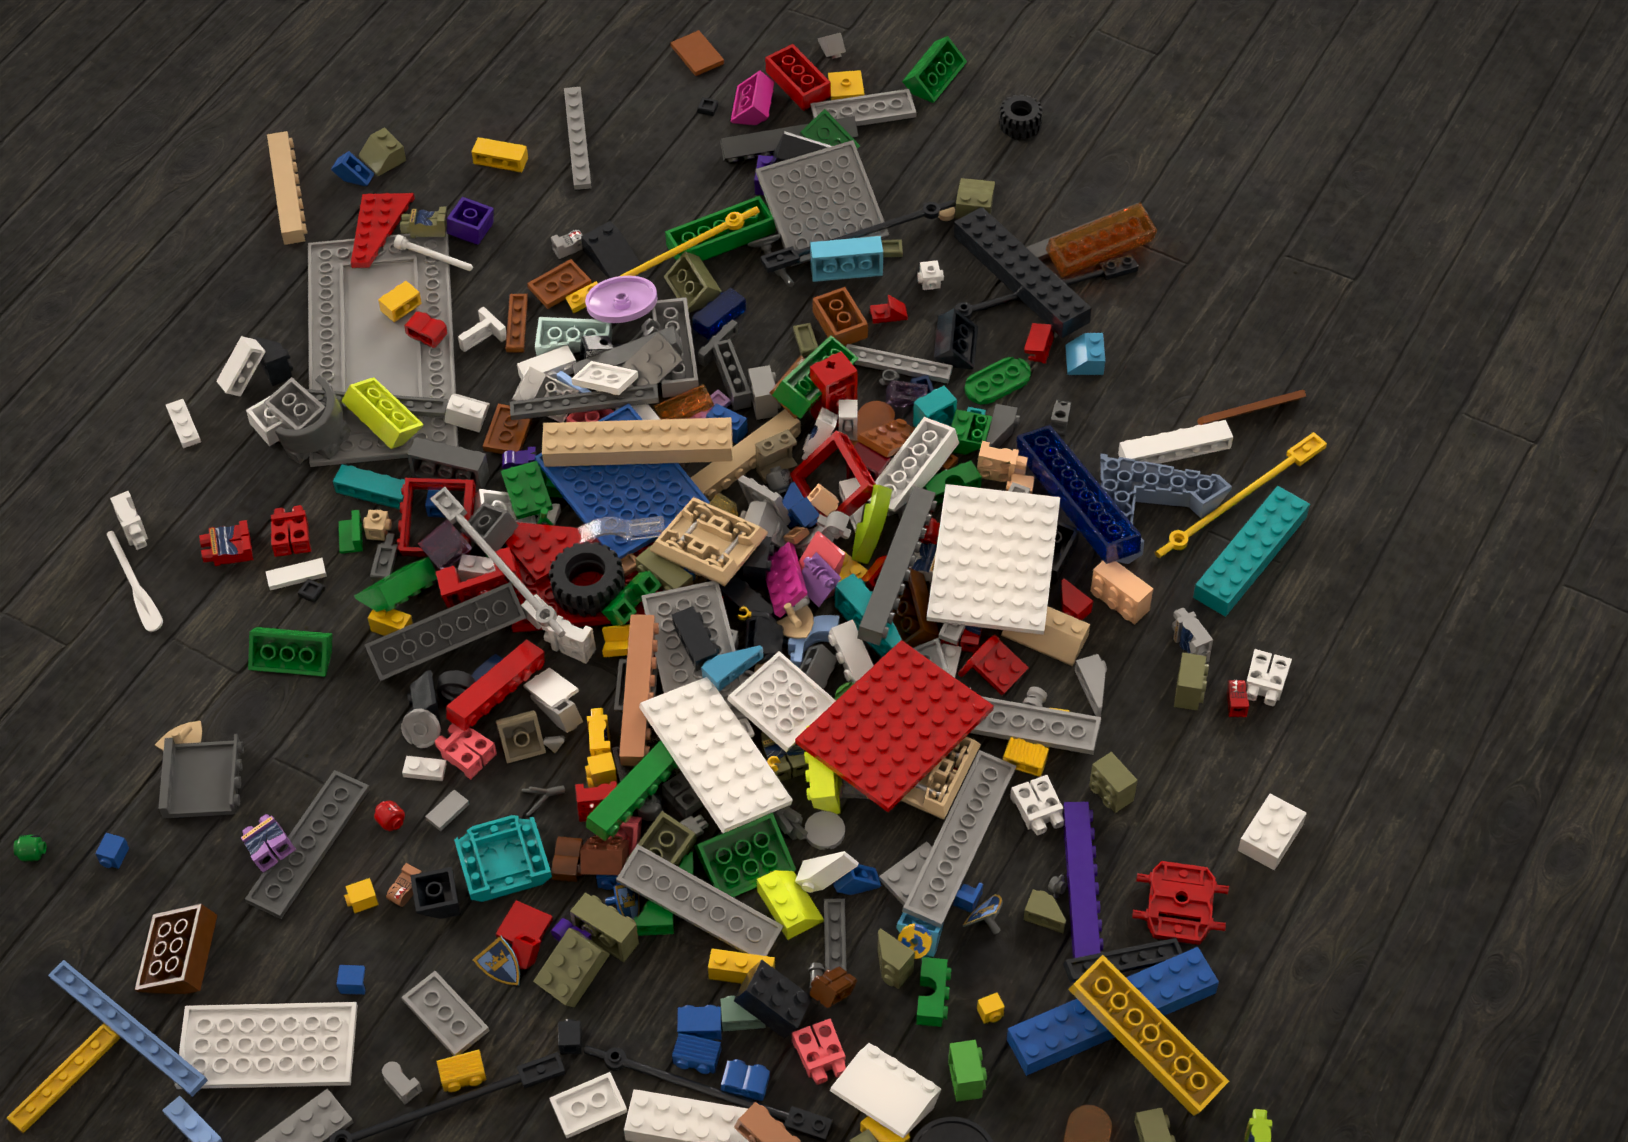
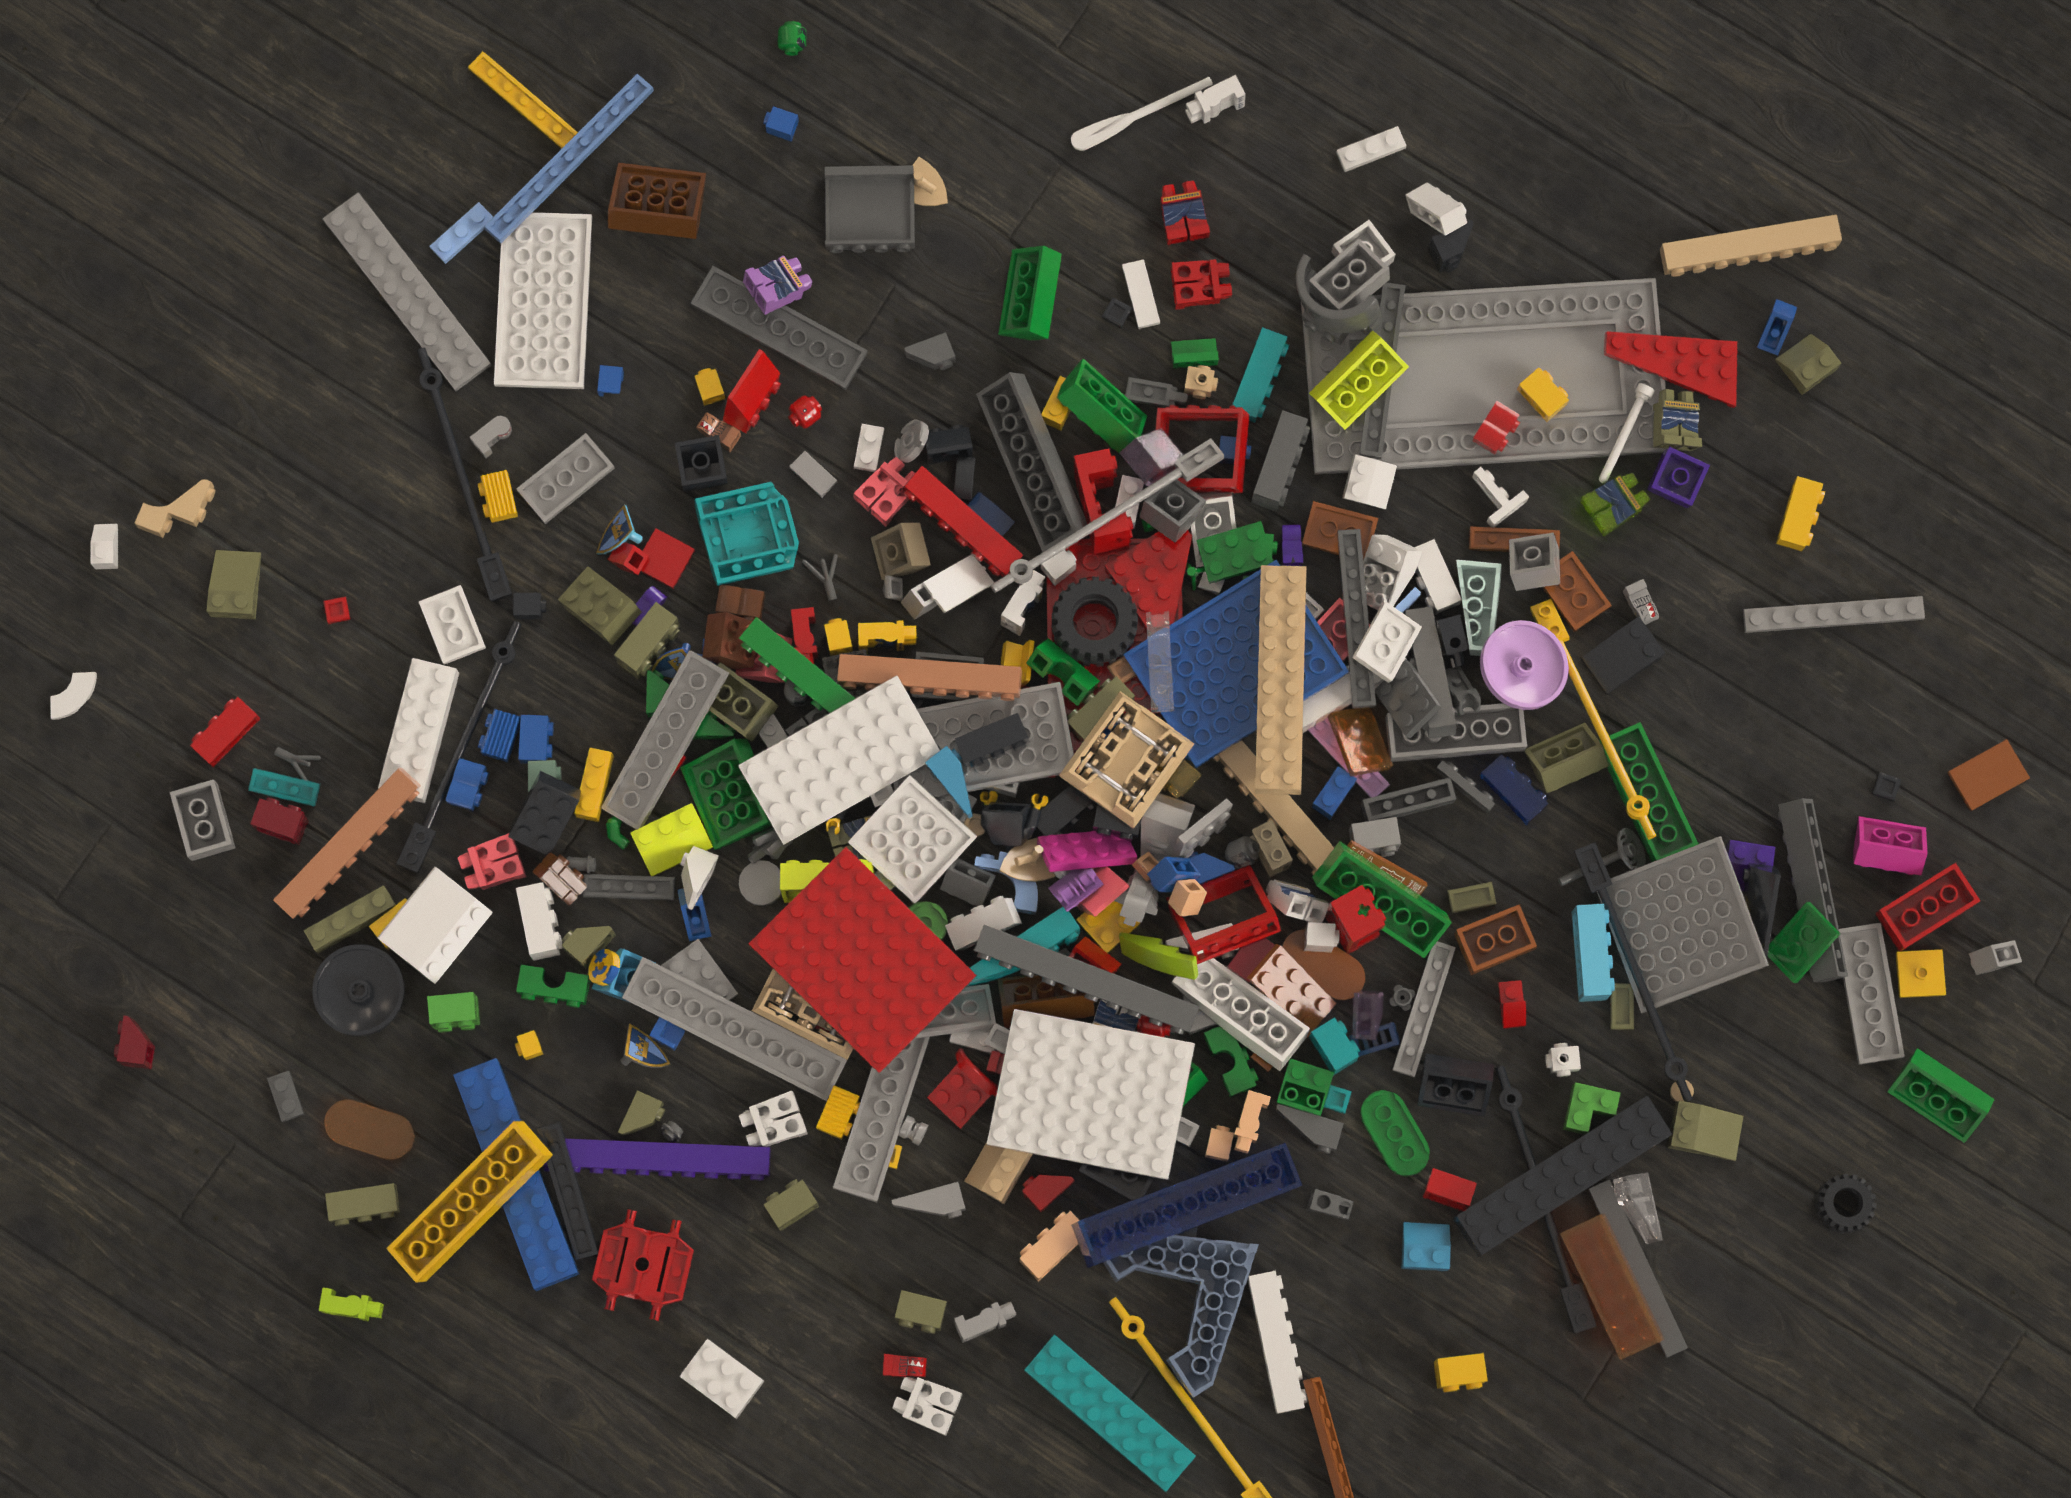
camera: 90 degrees right, 25 degrees up
(340, 719) = (932, 352): none -> dark grey slope
(371, 854) = (752, 393): none -> red slope
(489, 260) = (1620, 498): none -> hips
(536, 298) = (1534, 561): none -> light grey brick
(785, 952) = (613, 832): none -> green arm
(875, 1002) = (539, 921): none -> white brick
(965, 264) = (1588, 1100): none -> bright green brick
(1038, 229) = (1638, 1203): none -> clear slope
(1181, 325) = (1460, 1371): none -> yellow brick

